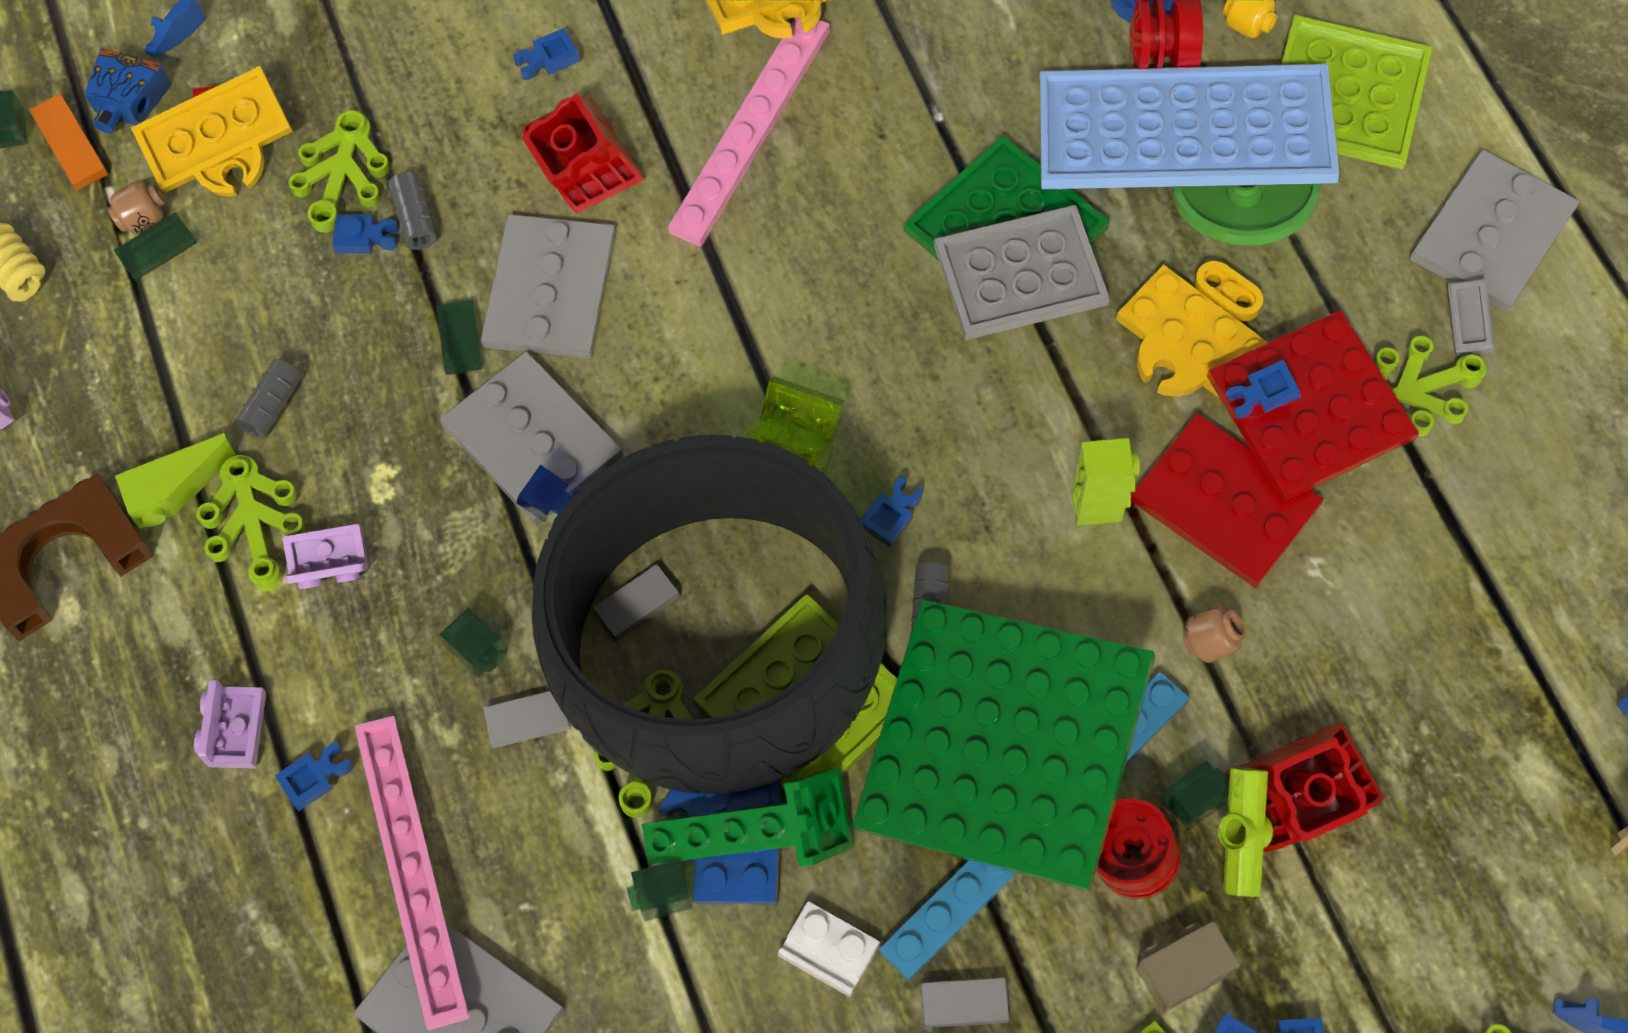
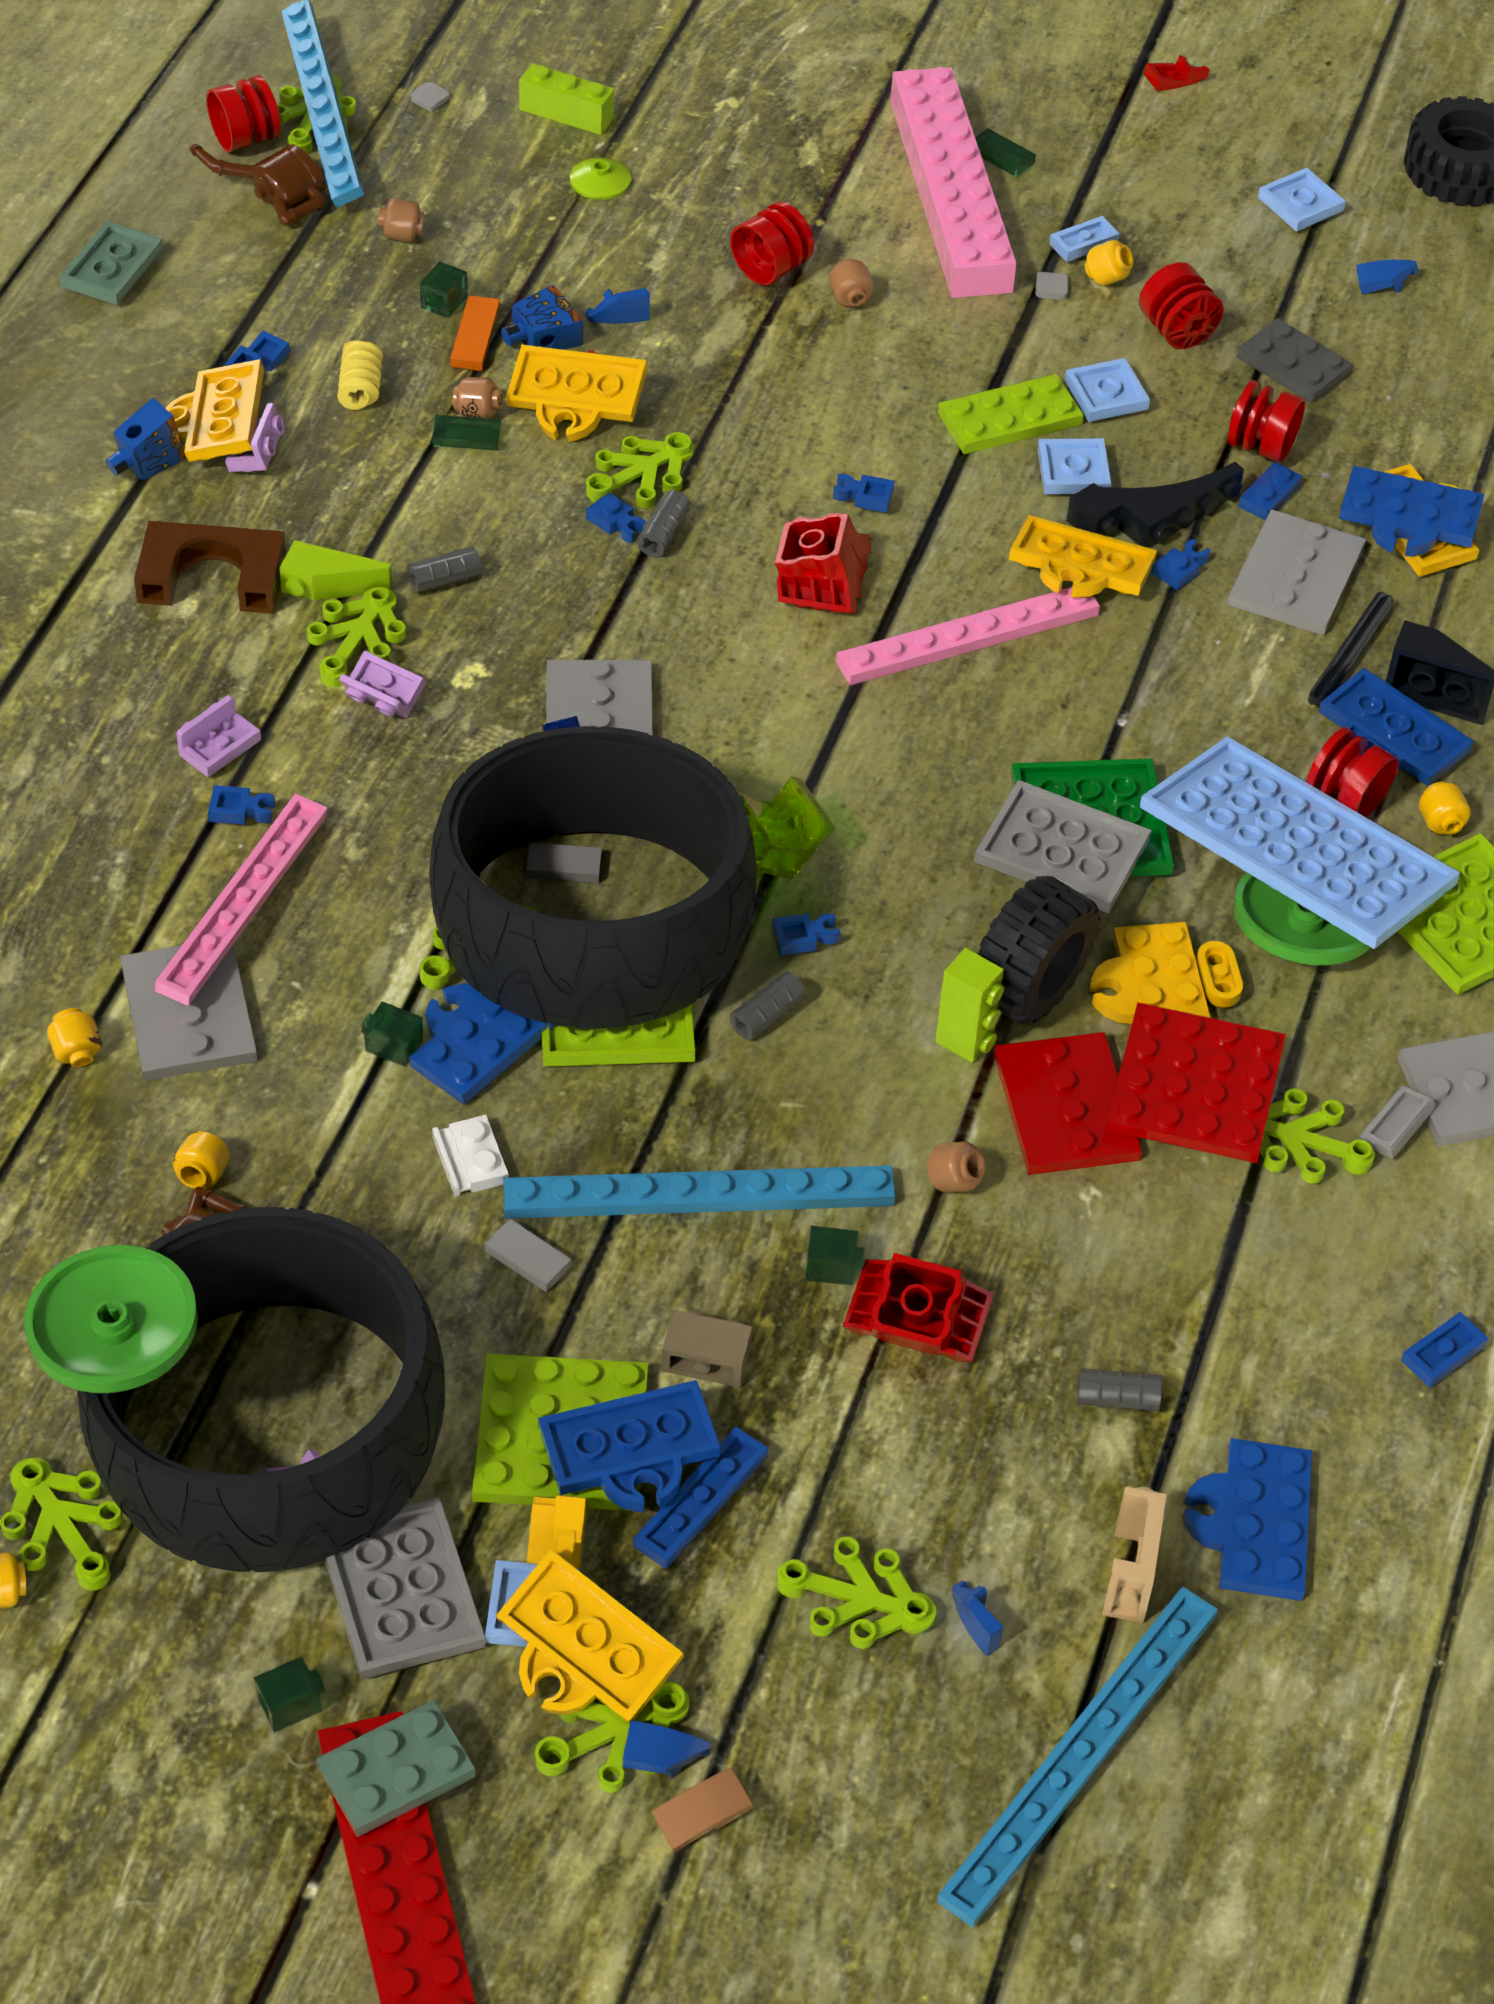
camera: 35 degrees right, 15 degrees down
(459, 337) = (615, 623): clear green tile -> none
(473, 643) = (424, 802): clear green brick -> none
(524, 719) = (405, 873): light grey tile -> none
(548, 286) = (712, 634): light grey plate -> none
(811, 821) = (532, 1046): green bracket -> none
(1005, 744) = (719, 1107): green plate -> none
(1112, 382) = (1040, 945): none -> black tyre
(1146, 829) = (742, 1241): red wheel -> none
(1246, 813) = (837, 1293): lime piece -> none
(1269, 387) = (1161, 1036): blue plate -> none
(1509, 727) = (1119, 1389): none -> dark grey axle

